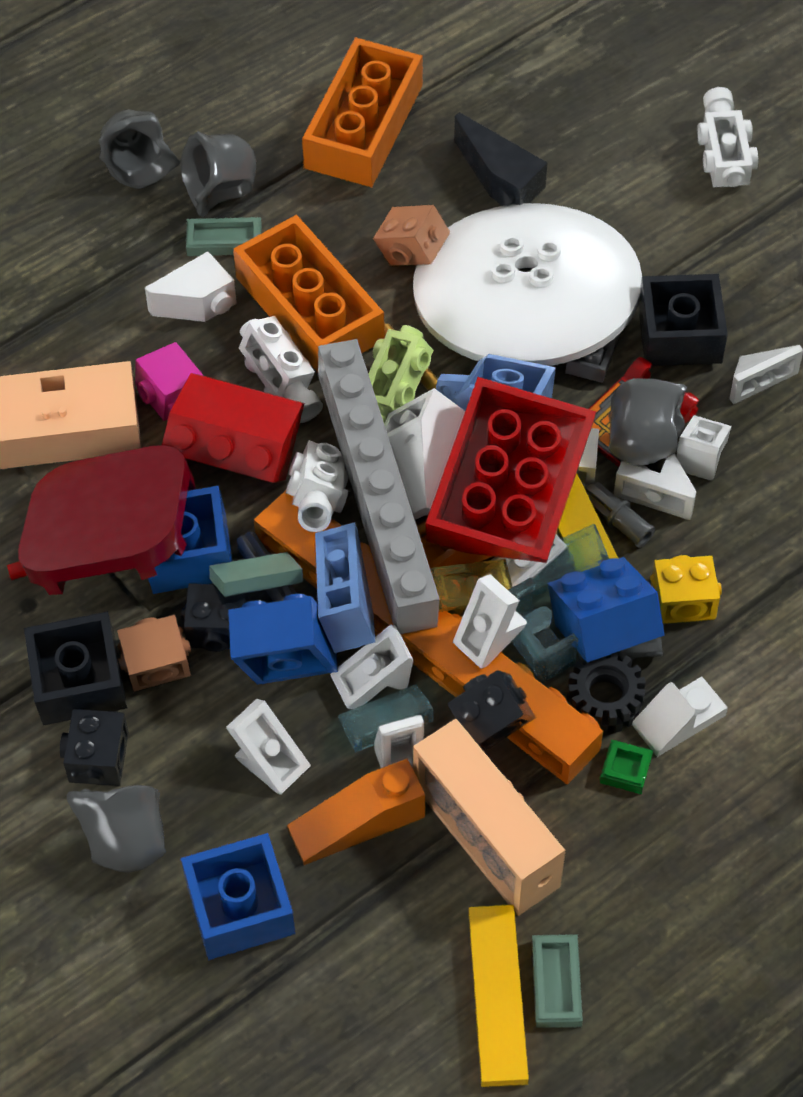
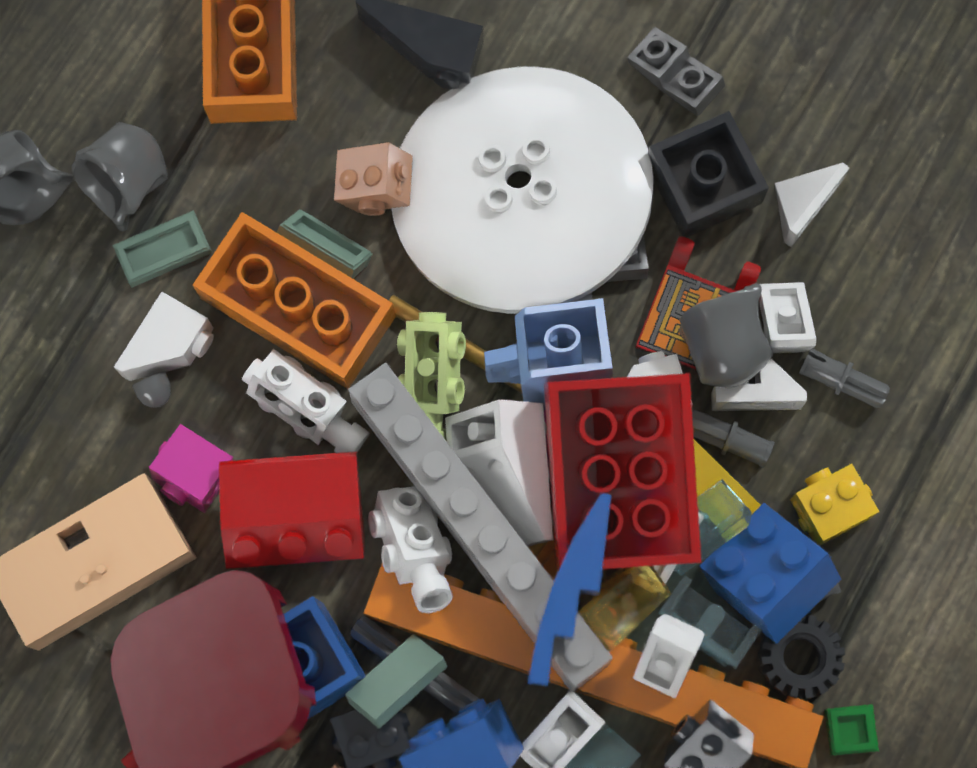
camera: 20 degrees left, 20 degrees up
(167, 321) = (153, 390): none -> dark grey hinge
(343, 589) = (497, 667): medium blue slope -> none
(356, 269) = (325, 243): none -> sand green tile
(432, 517) = (577, 574): none -> blue slope
(678, 715) = (882, 651): white slope -> none
(689, 249) = (675, 72): none -> flat silver slope
(735, 504) = (844, 378): none -> dark grey axle

